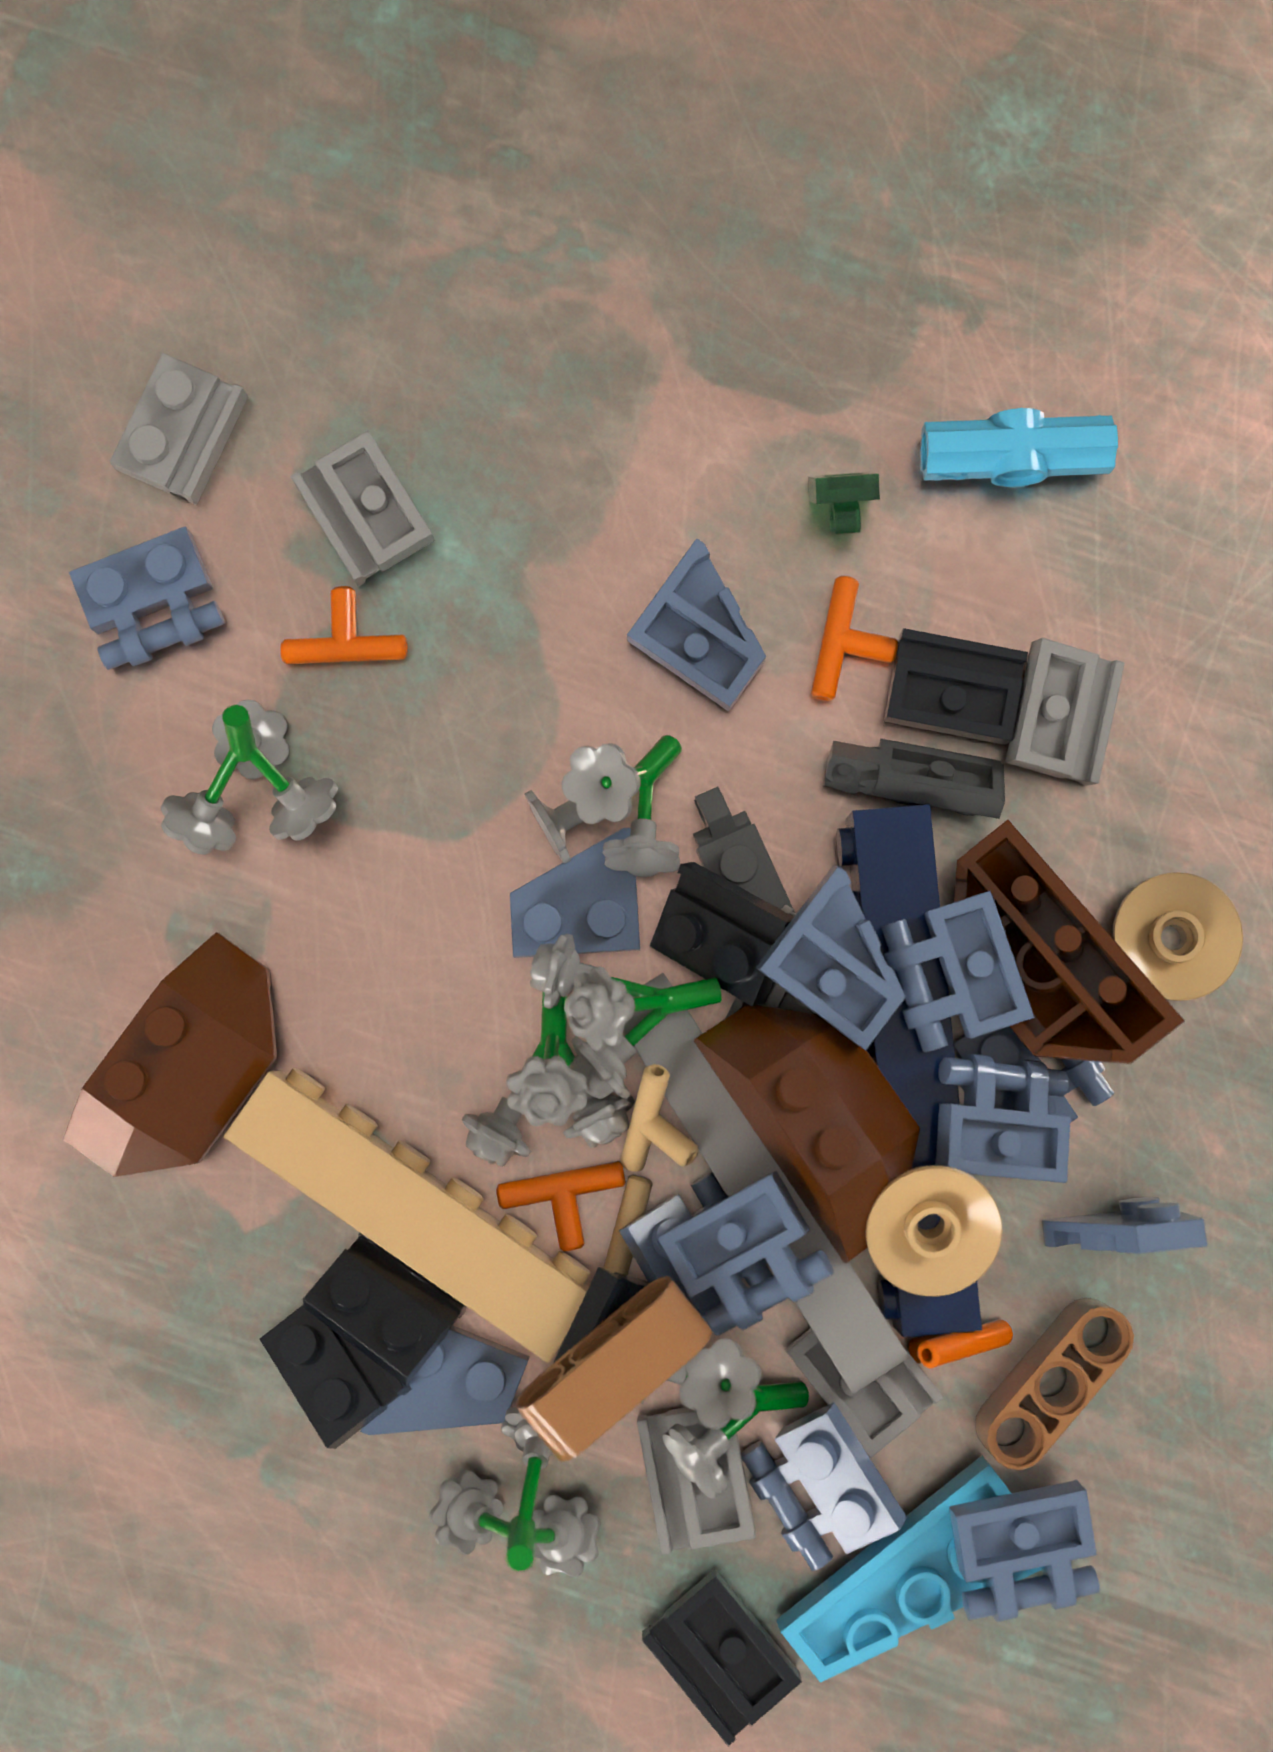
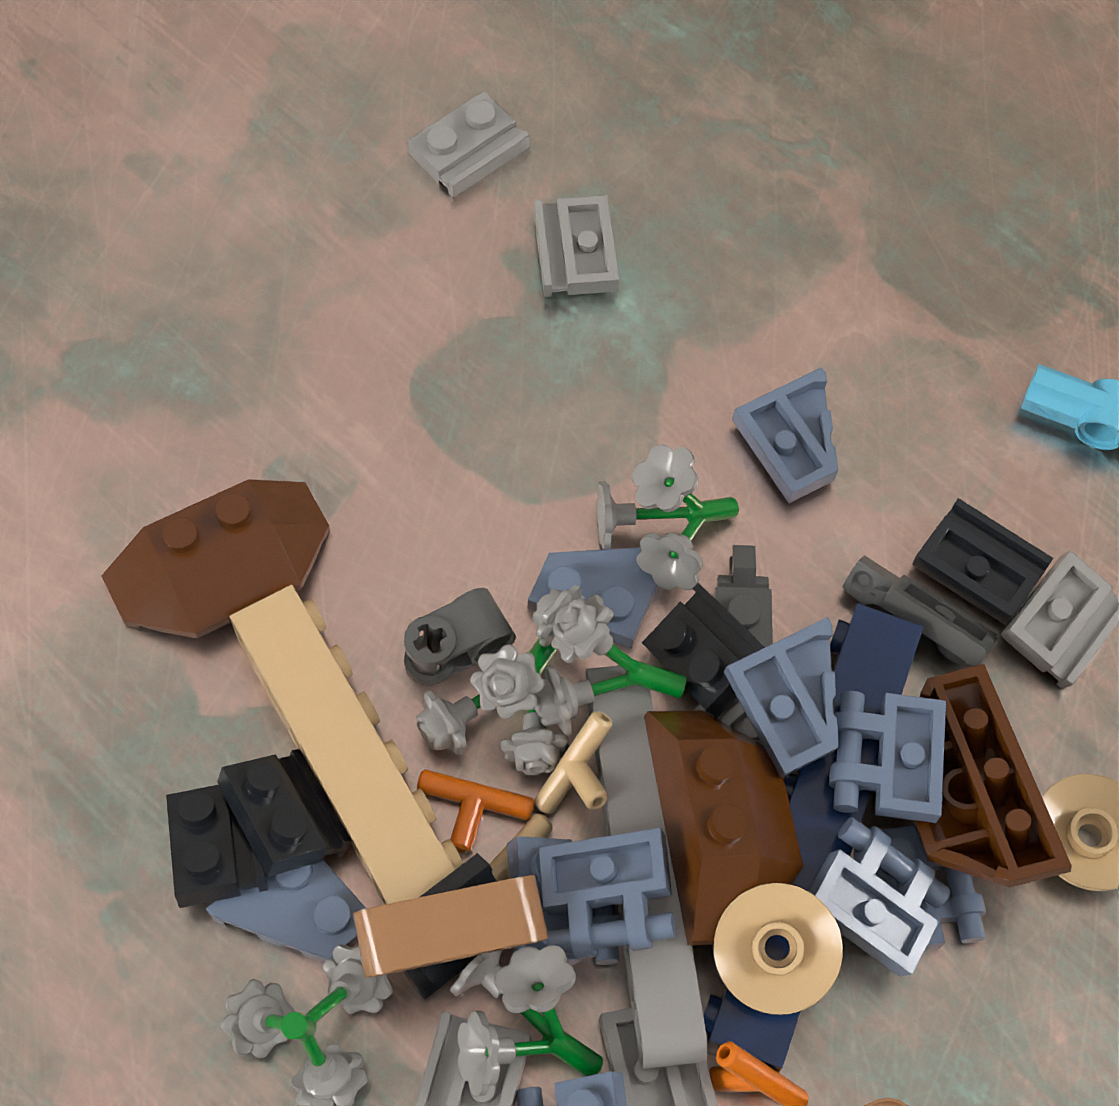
camera: 20 degrees right, 20 degrees down
(140, 583) = (384, 227): sand blue plate -> none
(253, 745) = (405, 365): light grey plant -> none
(344, 643) = (514, 328): orange piece -> none
(469, 1022) = (460, 632): none -> dark grey piece
(841, 639) = (904, 490): orange piece -> none
(843, 496) = (952, 386): clear green tile -> none
(1138, 1228) = (961, 1048): sand blue wing -> none

